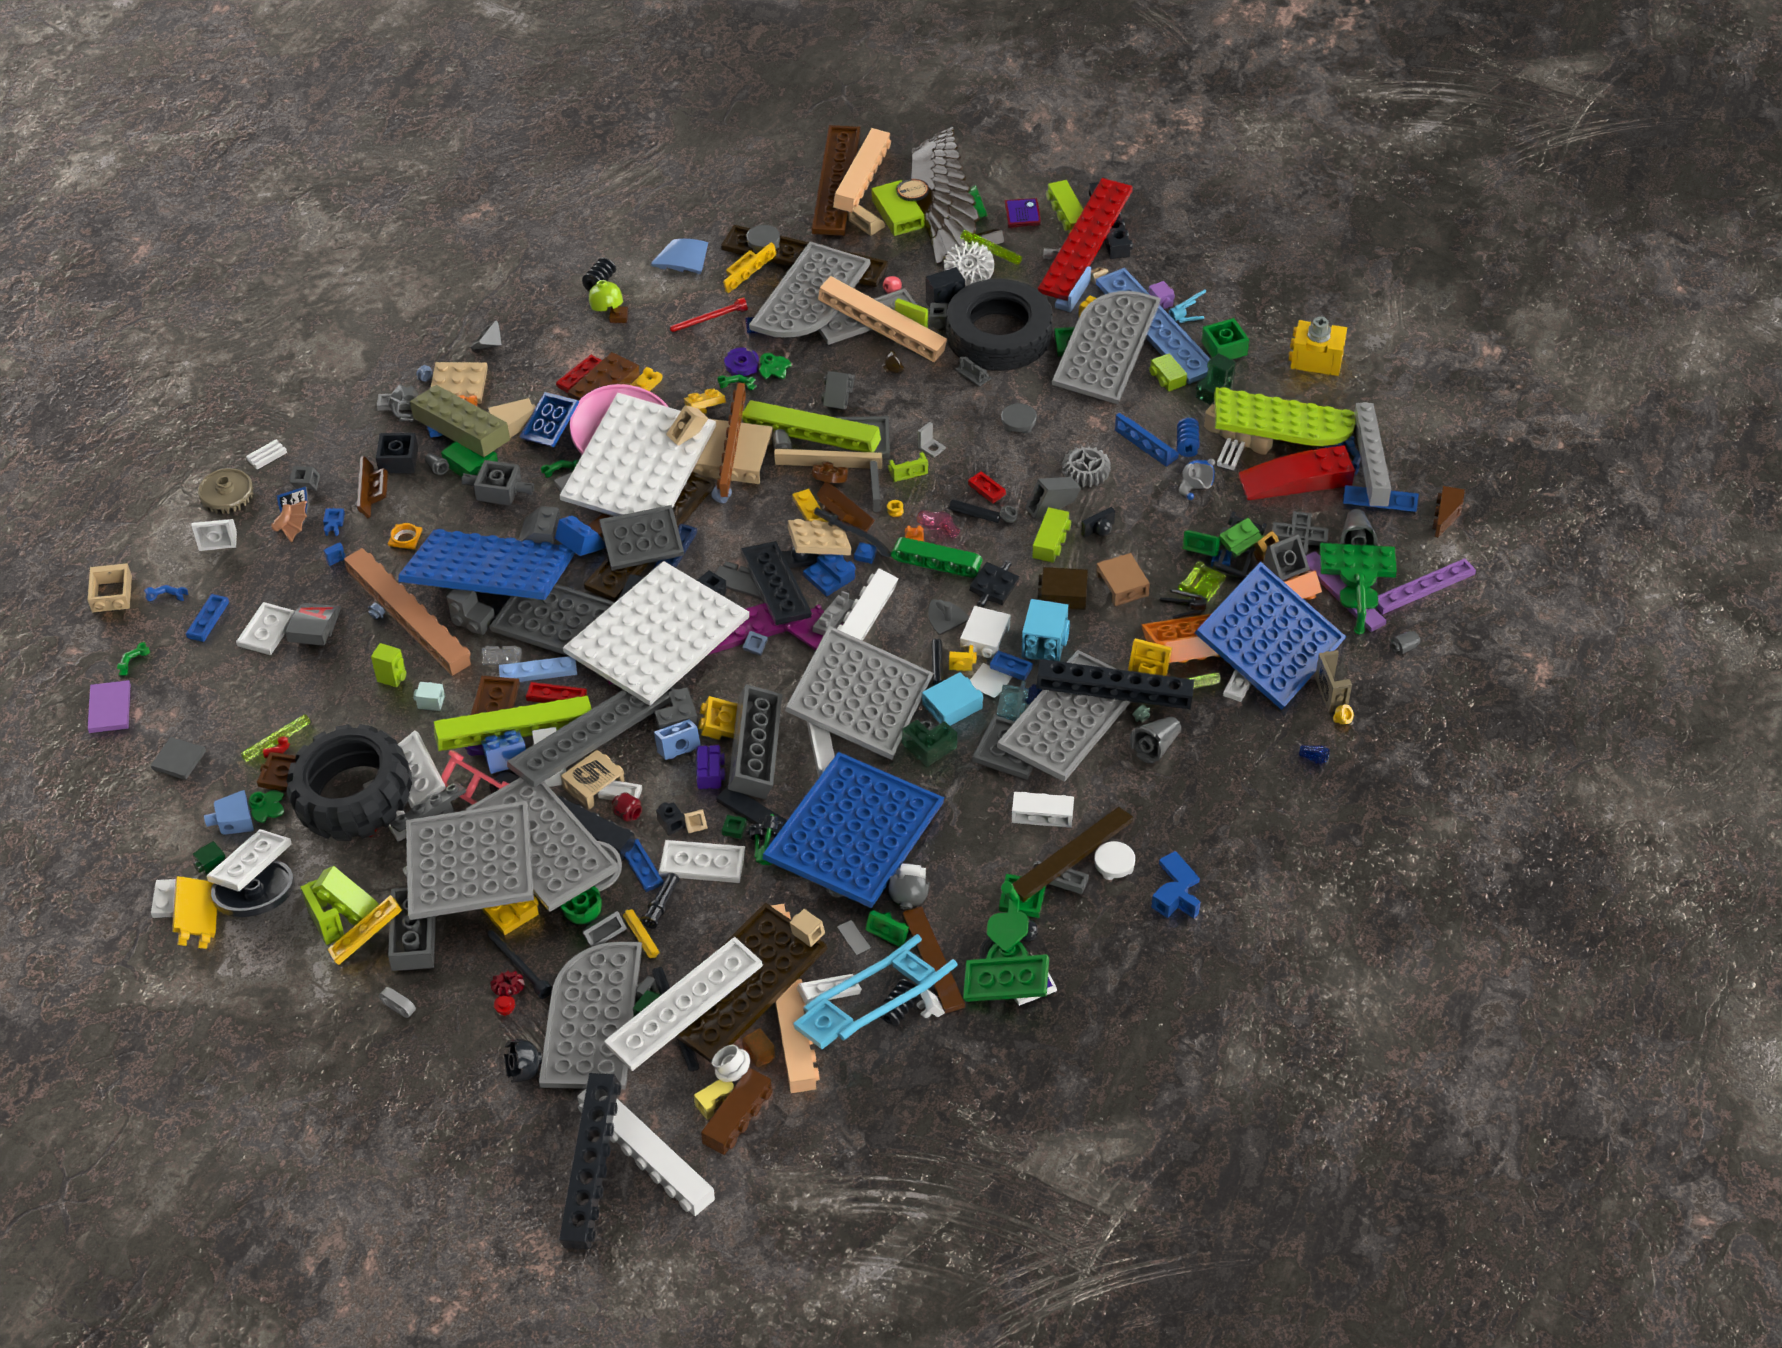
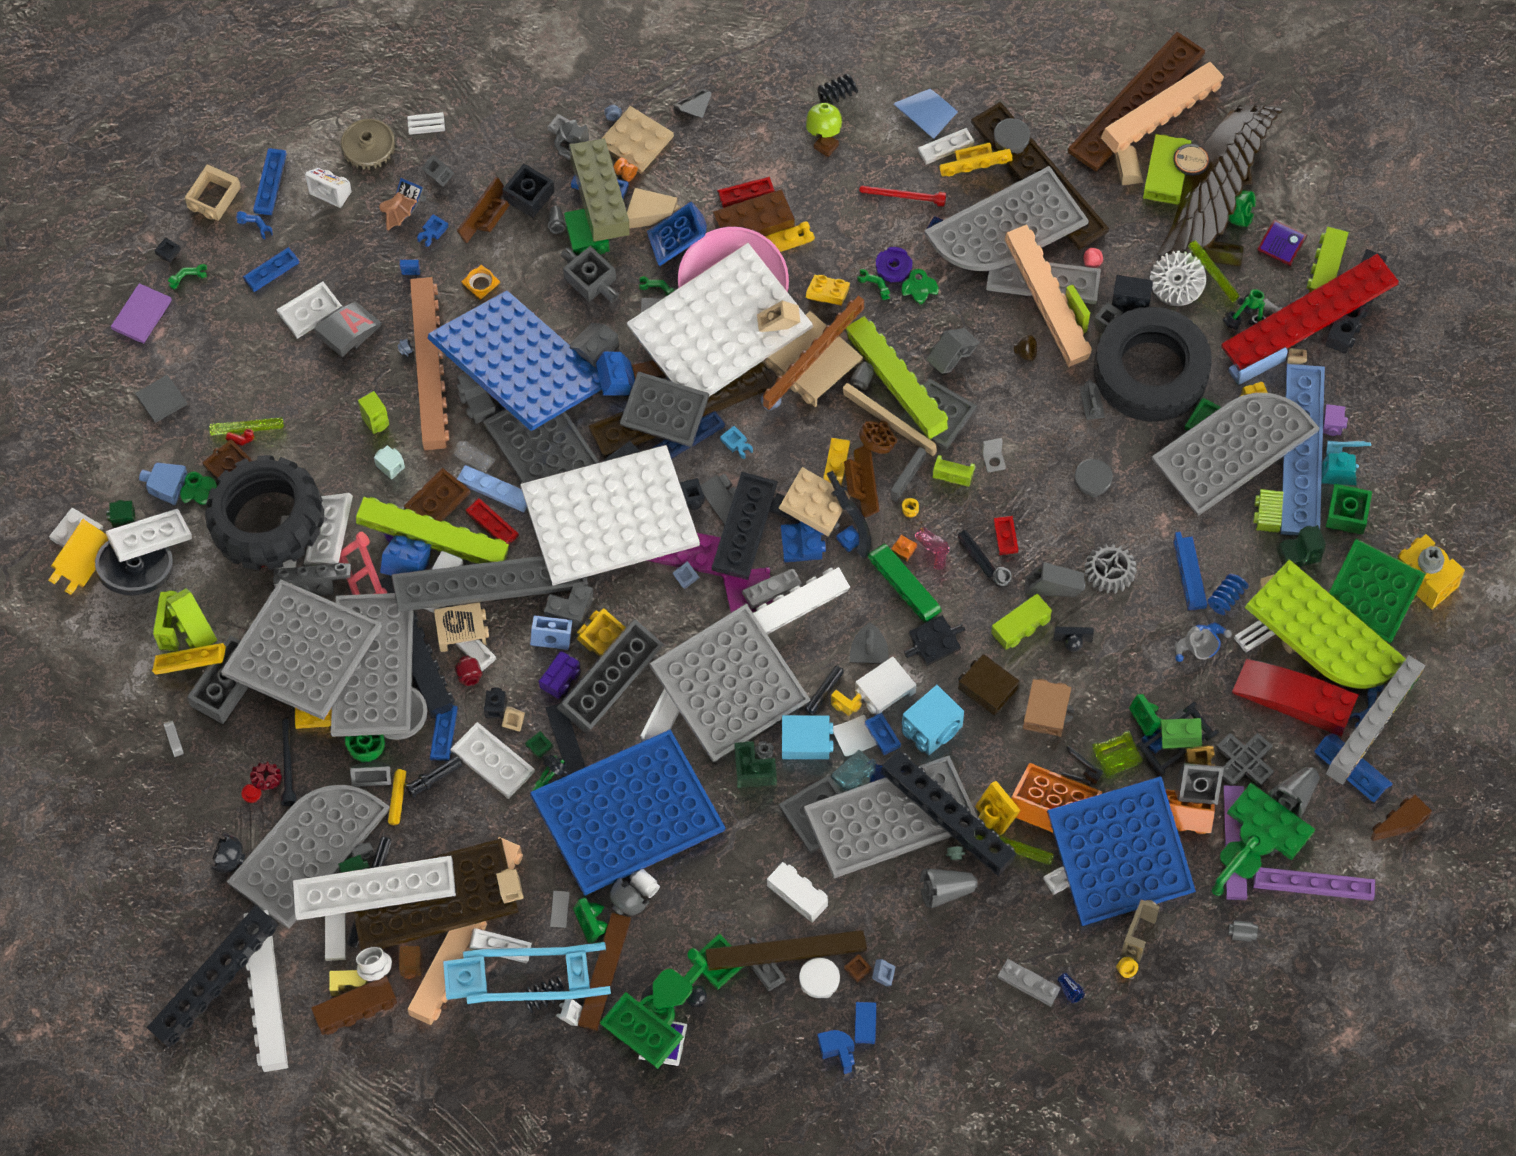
camera: 35 degrees right, 15 degrees up
(98, 648) = (167, 250): none -> black plate
(157, 556) = (270, 181): none -> blue plate
(673, 1069) = (335, 937): none -> white tile
(714, 273) = (945, 146): none -> white tile
(716, 534) = (736, 441): none -> dark azure plate
(1034, 256) = (1248, 303): none -> plant
(1137, 836) = (857, 968): none -> reddish brown tile
(1162, 826) = (883, 972): none -> sand blue plate
(1195, 318) = (1339, 469): none -> teal torso
(1279, 769) = (1029, 982): none -> light grey plate
(1294, 371) = (1376, 588): none -> green plate

